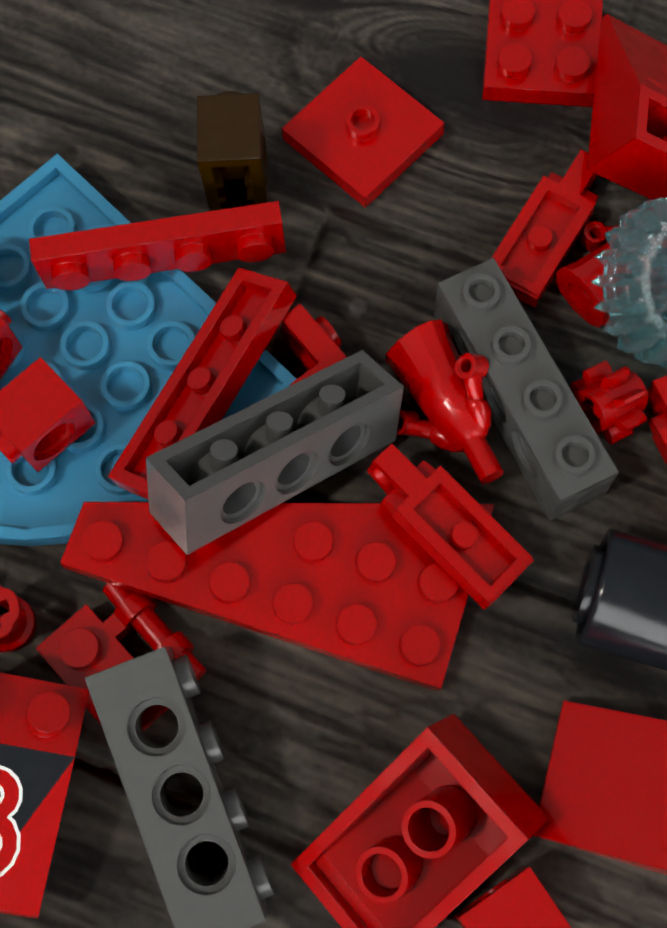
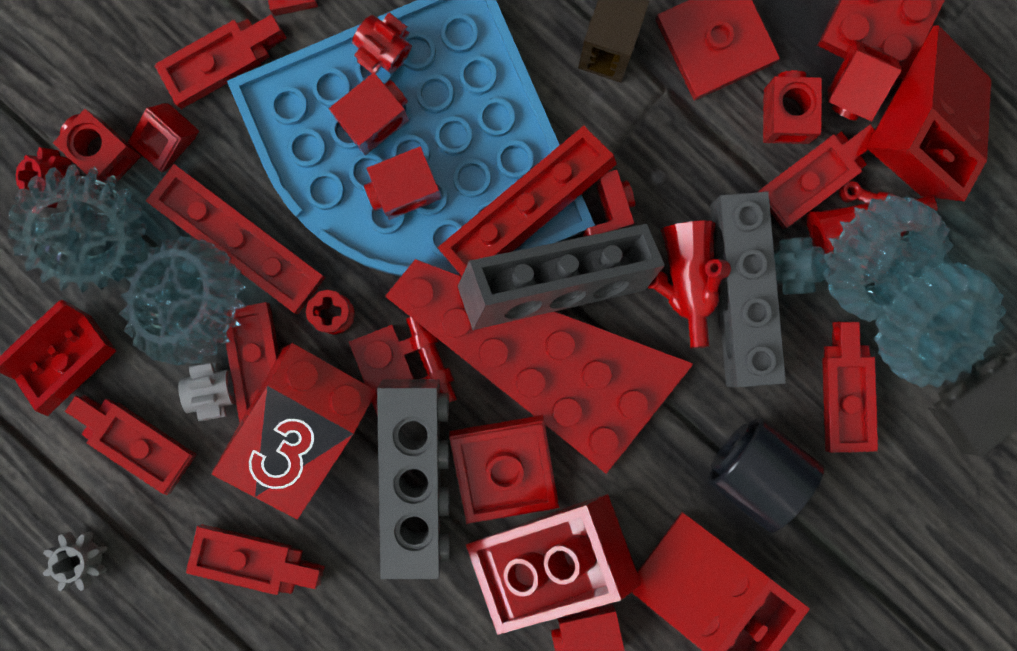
camera: 15 degrees right, 15 degrees up
(158, 245) = (552, 91): red plate -> none
(302, 736) = (504, 469): none -> red plate
(450, 525) = (656, 372): red hinge -> none
(483, 191) = (787, 128): none -> red brick
(550, 108) = (863, 82): none -> red brick
(572, 334) = (799, 265): none -> clear light blue gear
(611, 400) = (804, 324): red gear -> none

